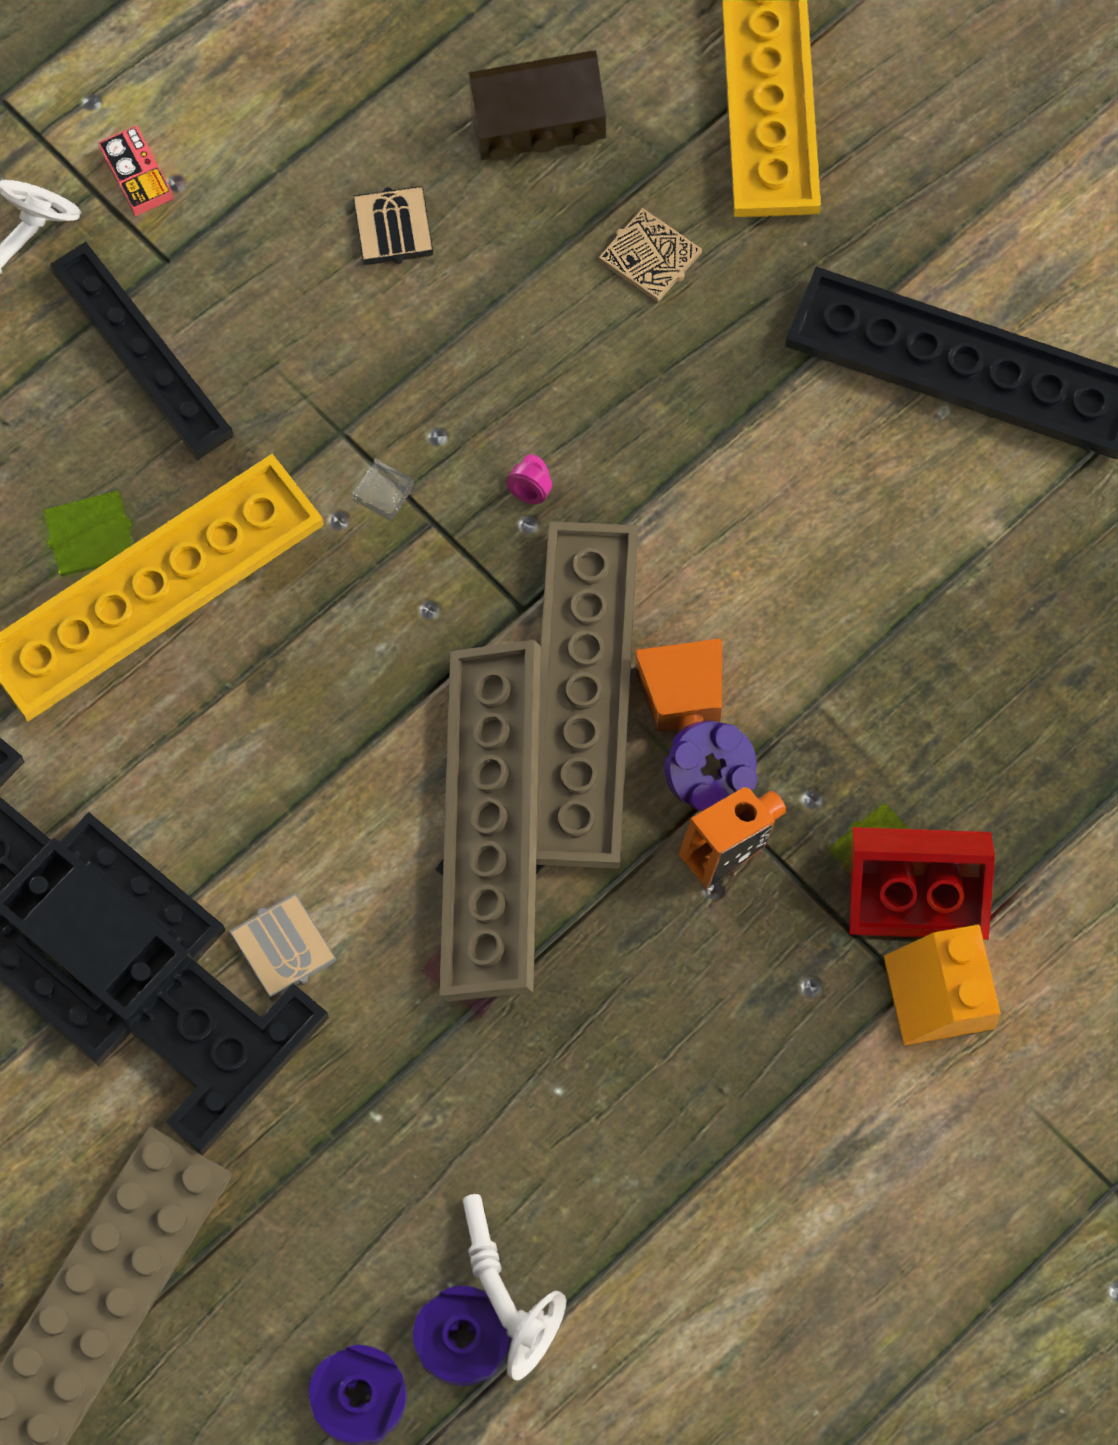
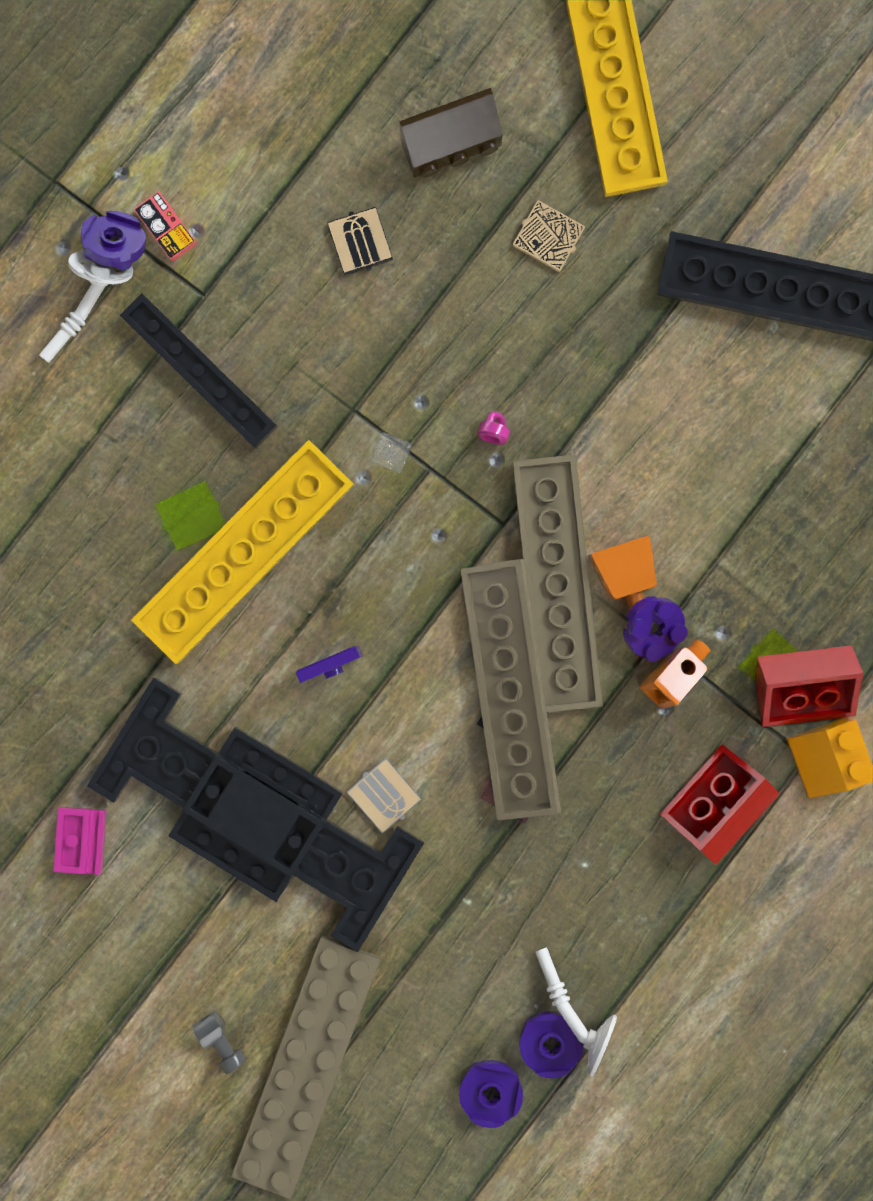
camera: 10 degrees left, 20 degrees up
(62, 172) = (113, 253): none -> dark purple plate
(240, 740) = (329, 666): none -> dark purple plate
(770, 1026) = (719, 803): none -> red slope

